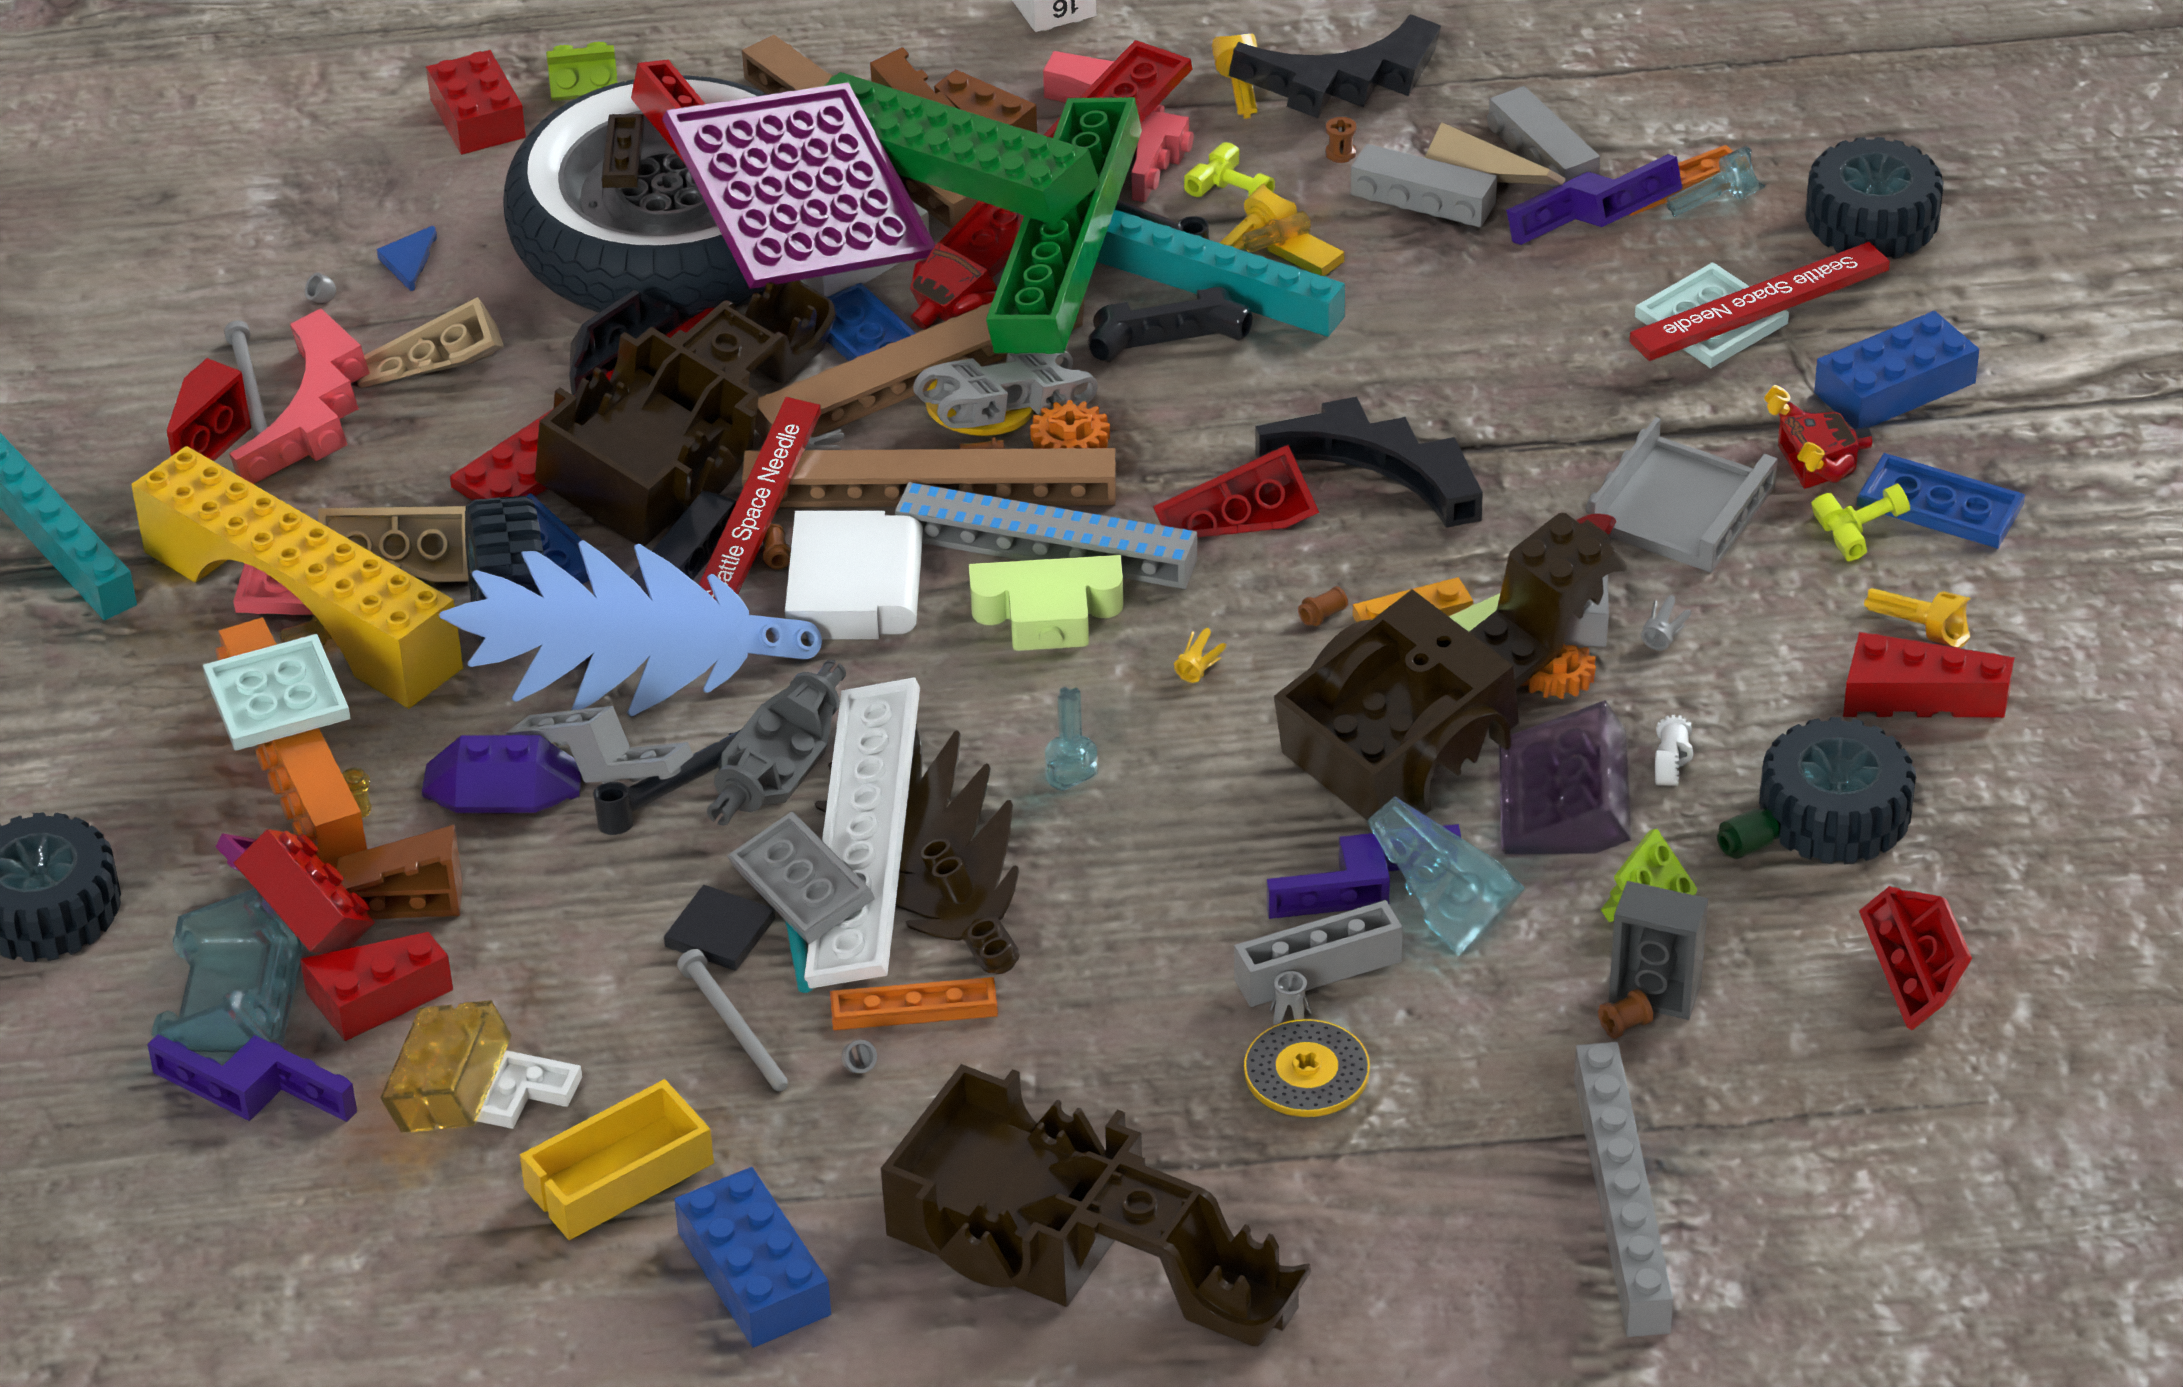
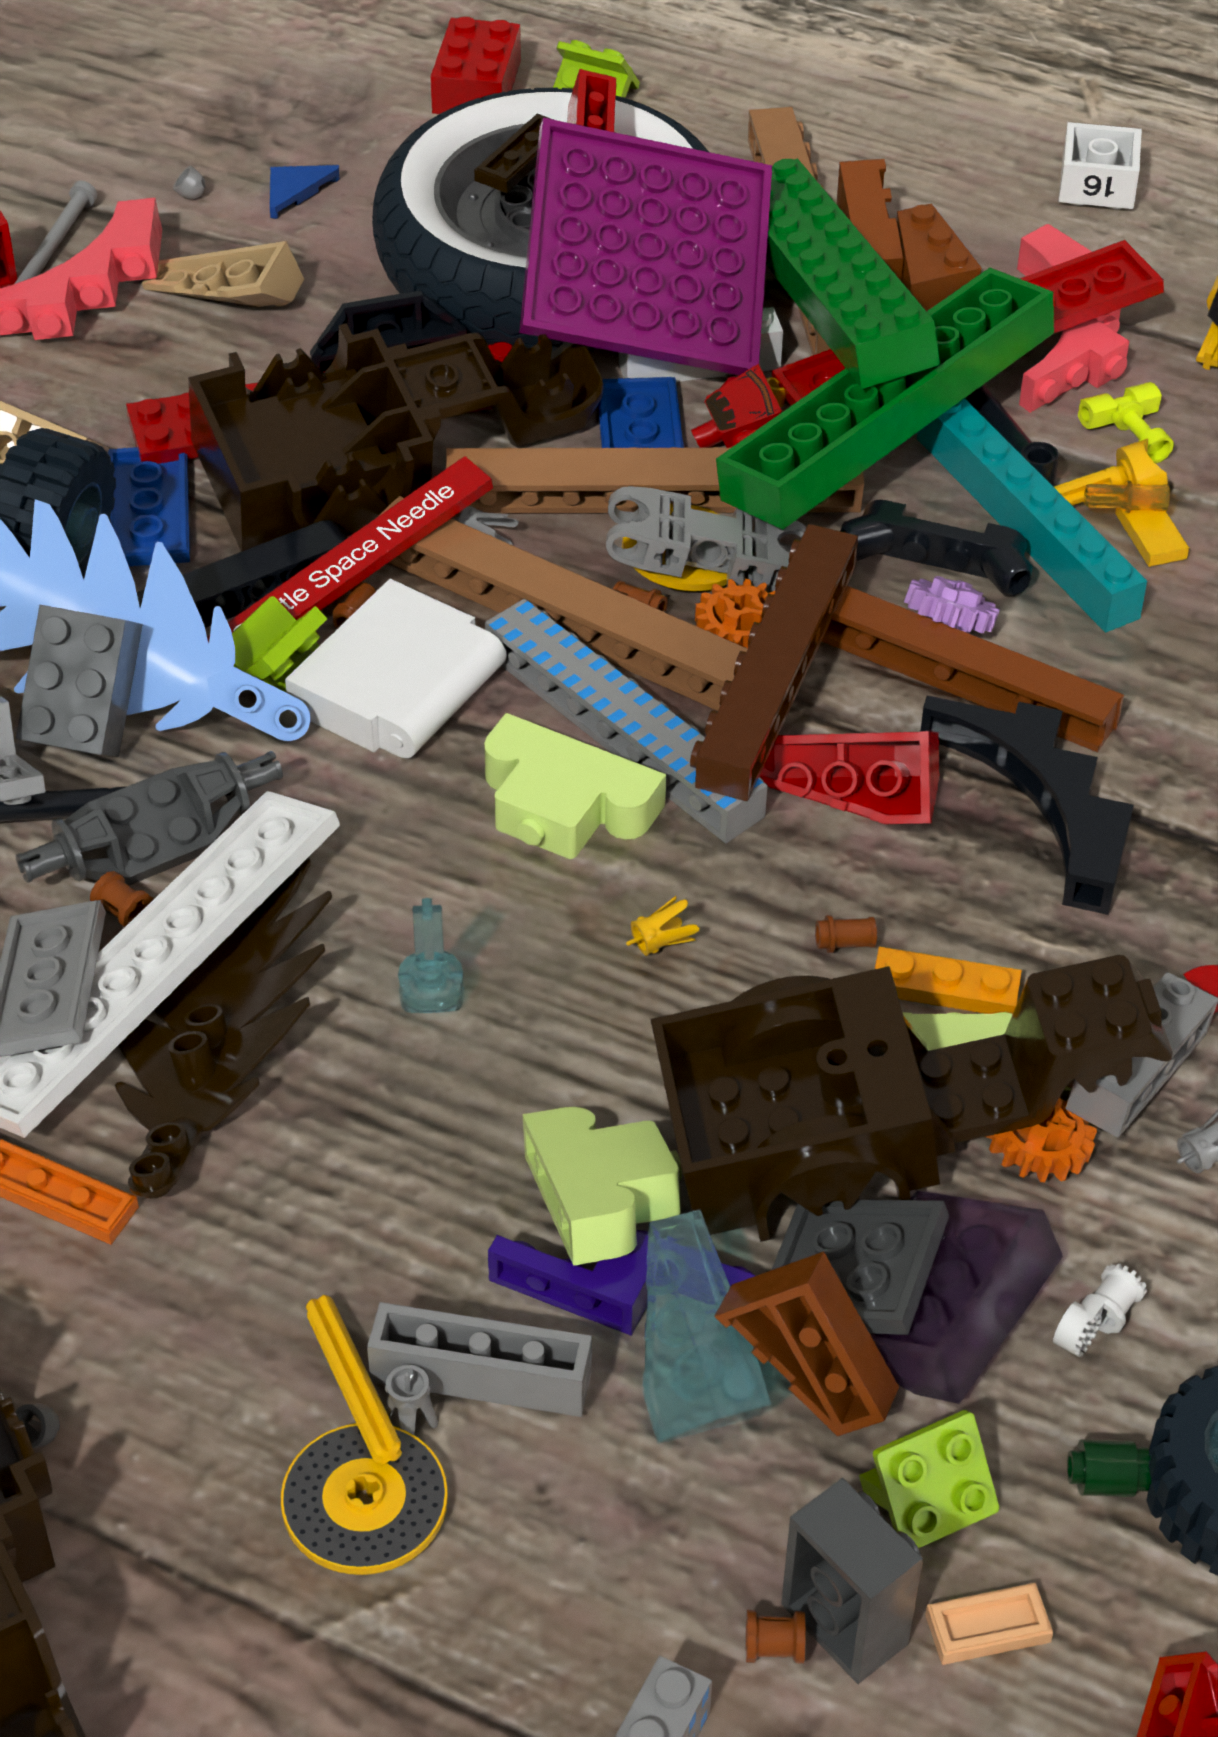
camera: 30 degrees right, 5 degrees up
(643, 672) = (79, 681): none -> dark grey brick
(759, 587) = (274, 642): none -> lime bracket
(806, 807) = (119, 897): none -> dark orange bush
(1138, 444) = (775, 663): none -> reddish brown brick
(1216, 359) = (952, 604): none -> lavender gear
(1237, 396) = (971, 666): none -> dark orange tile
(1242, 1006) = (353, 1380): none -> yellow axle
(1308, 817) = (600, 1179): none -> yellowish green brick
(1507, 791) = (877, 1252): none -> dark grey plate
(1525, 835) = (815, 1339): none -> dark orange wedge
(1741, 950) = (988, 1623): none -> light nougat tile

